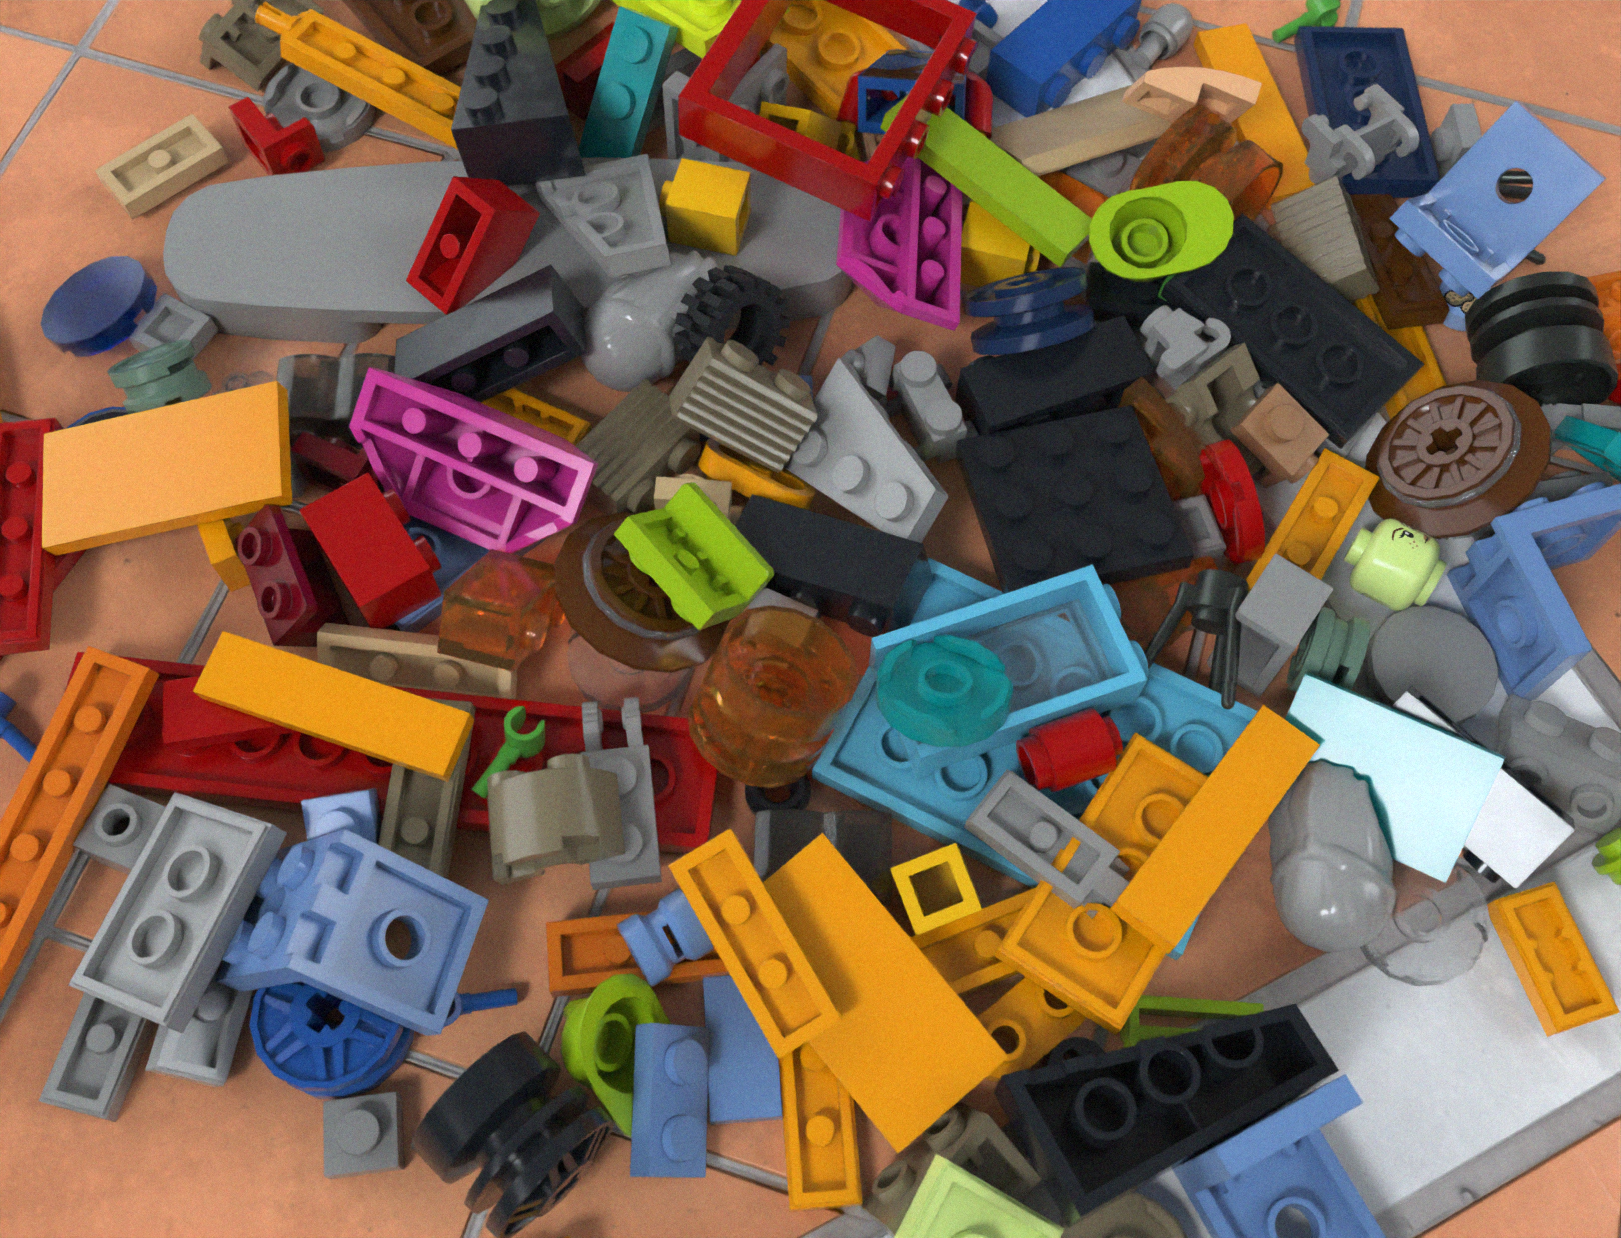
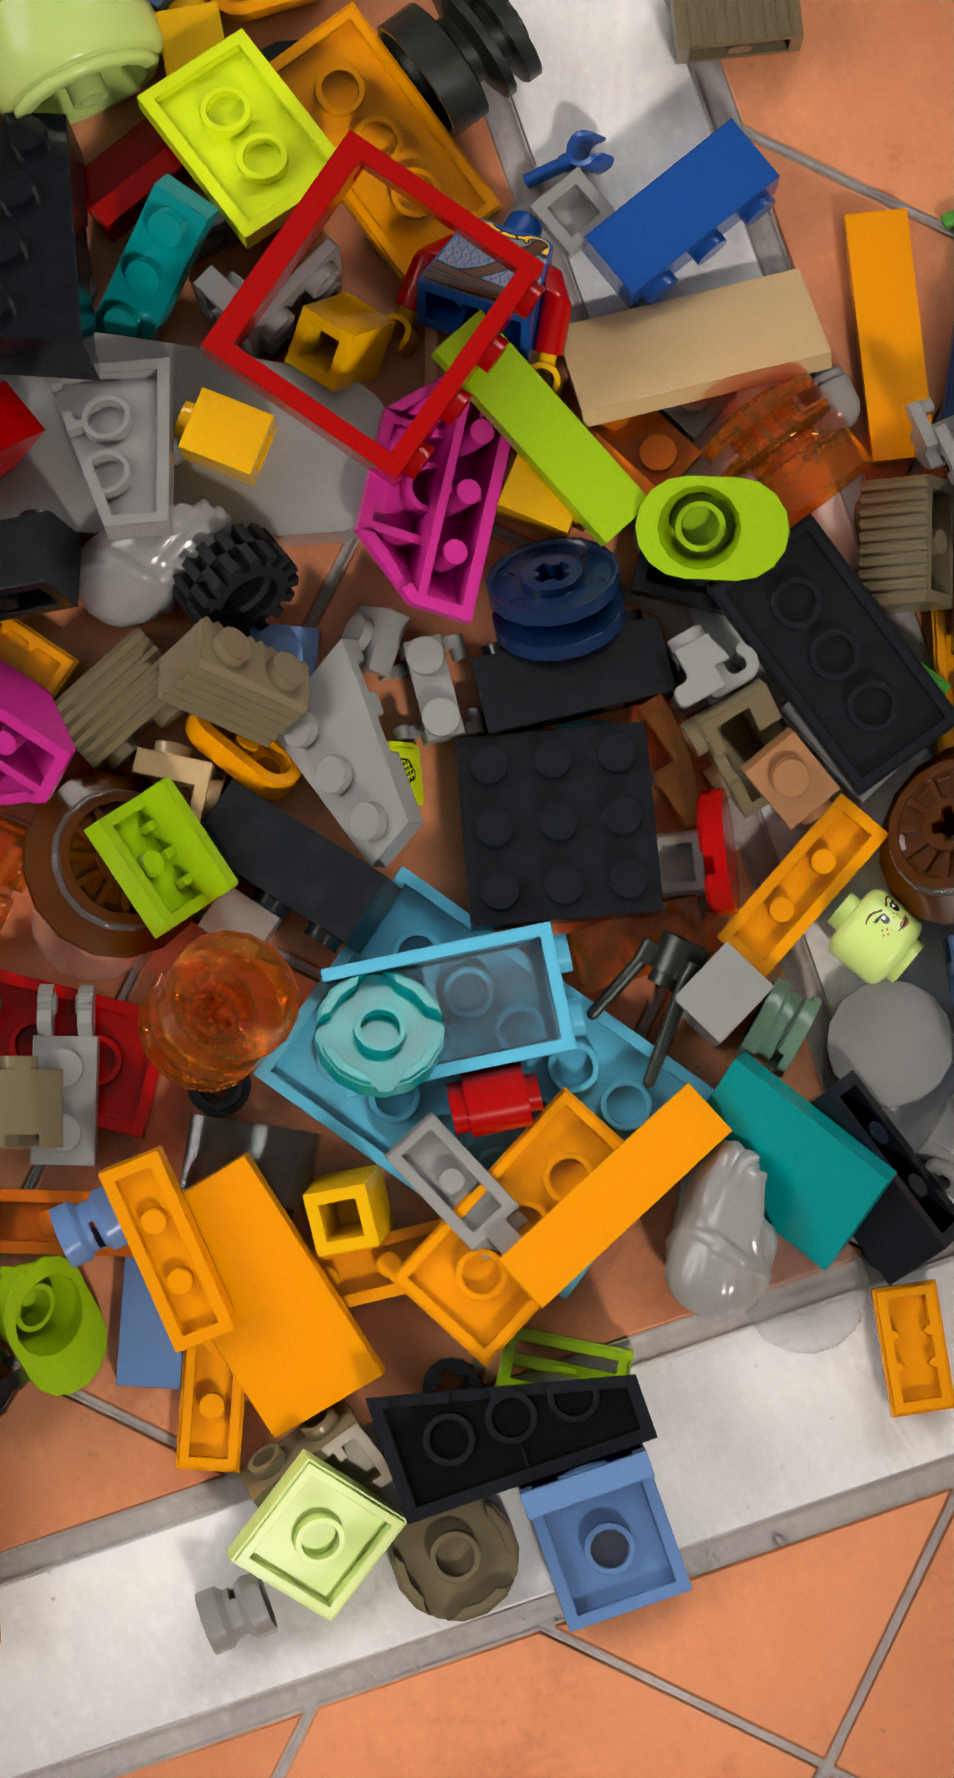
camera: 15 degrees right, 20 degrees up
(670, 1101) = (82, 1364): medium blue plate -> none
(1031, 1023) = (417, 1339): light orange plate -> none
(1163, 34) = (804, 211): light grey cylinder -> none
(1177, 89) = (767, 361): light nougat slope -> none

